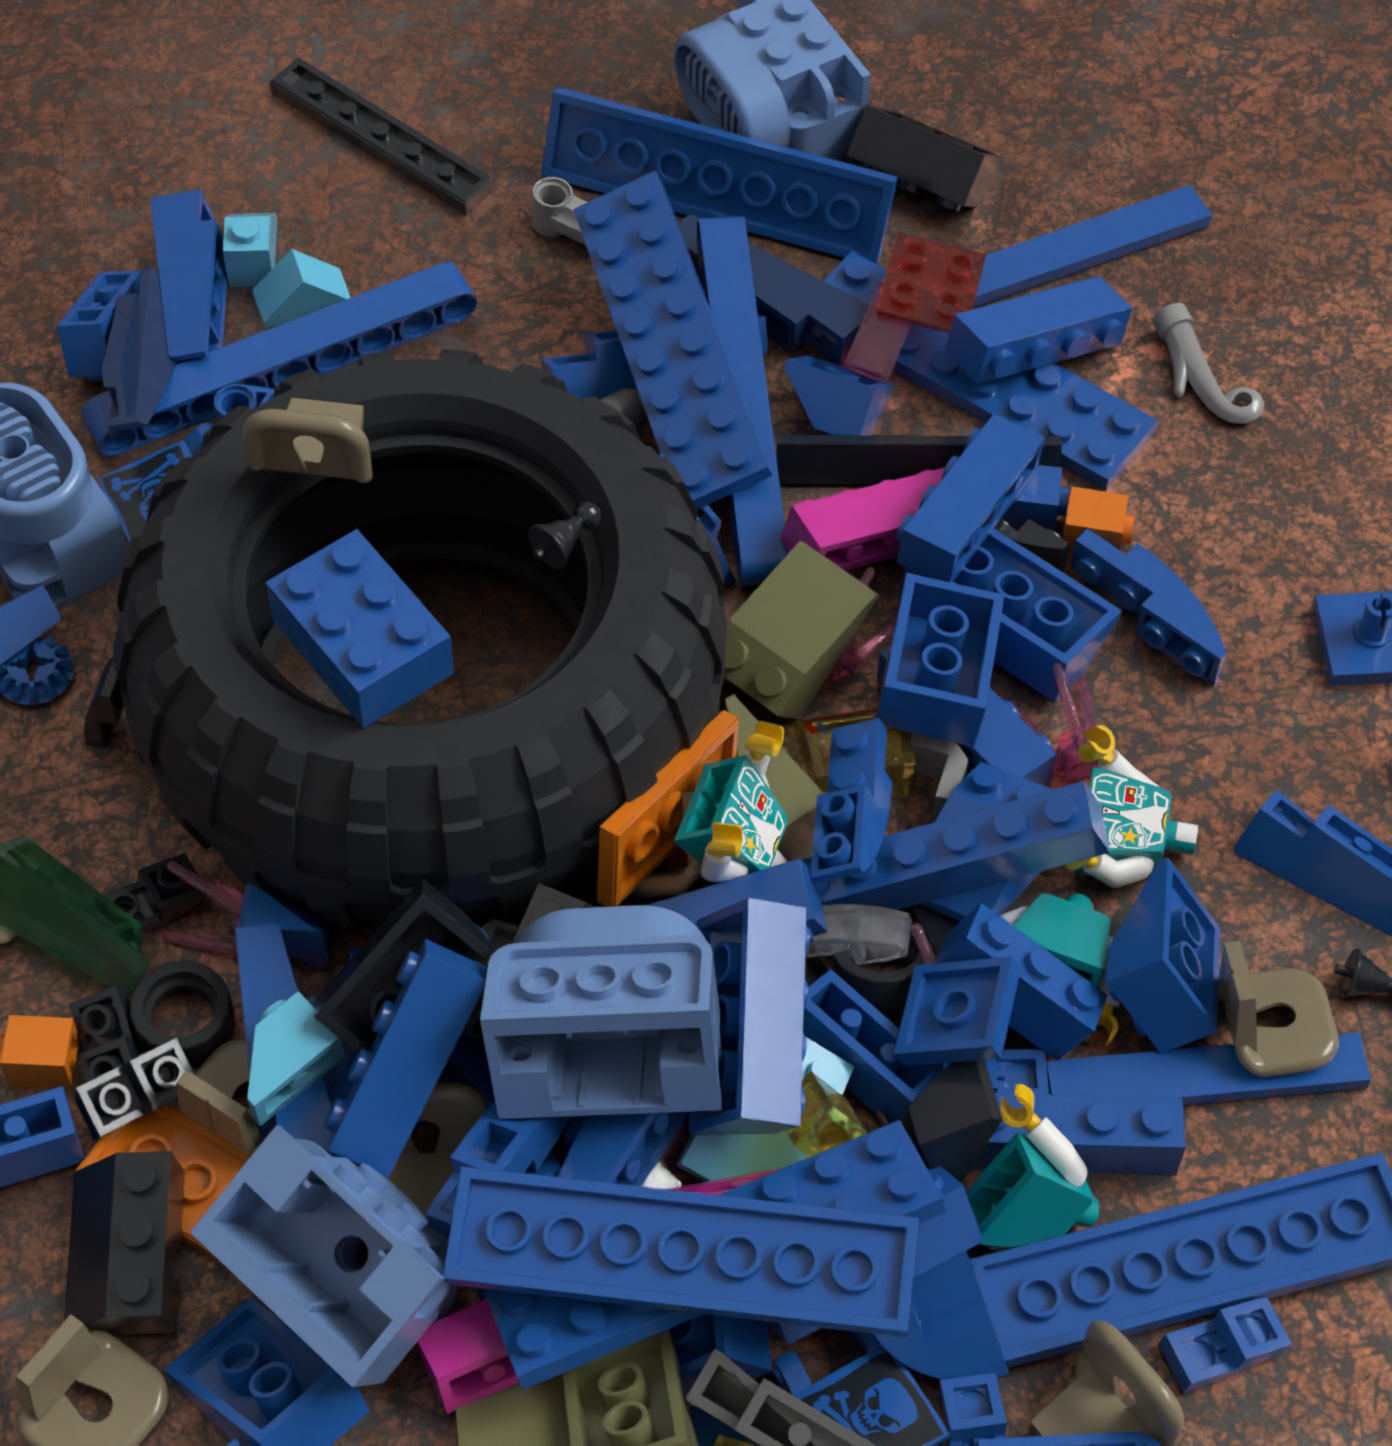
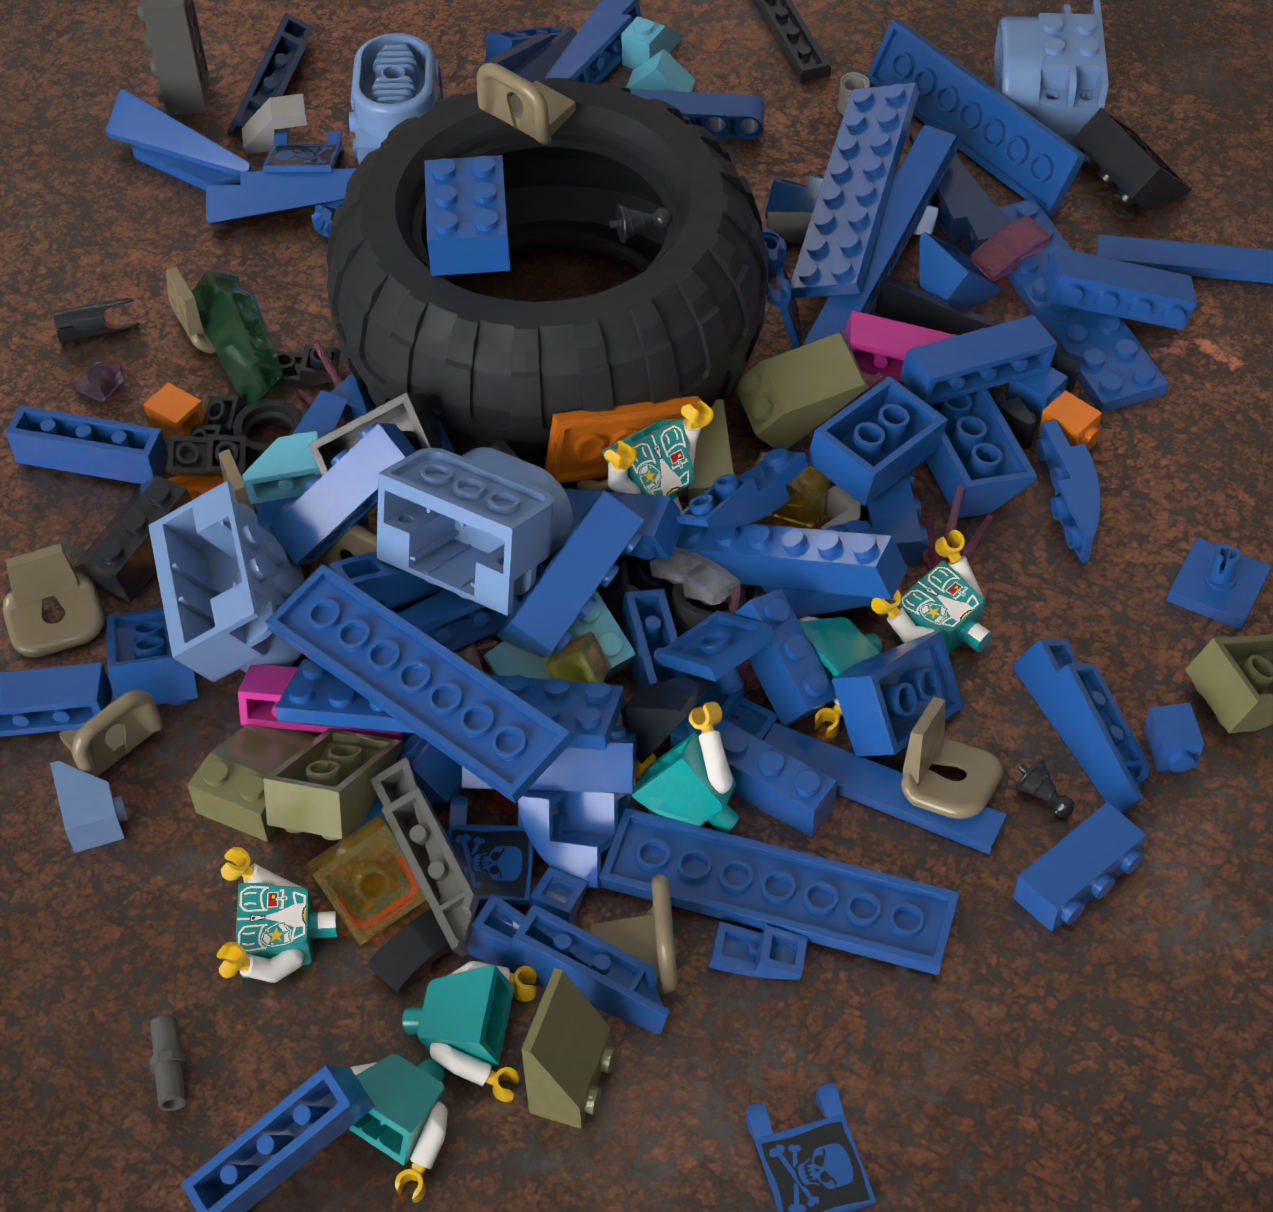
camera: 35 degrees right, 5 degrees down
(929, 282) = (1062, 223): clear red bracket -> none
(1188, 360) = (1227, 337): light grey plant -> none

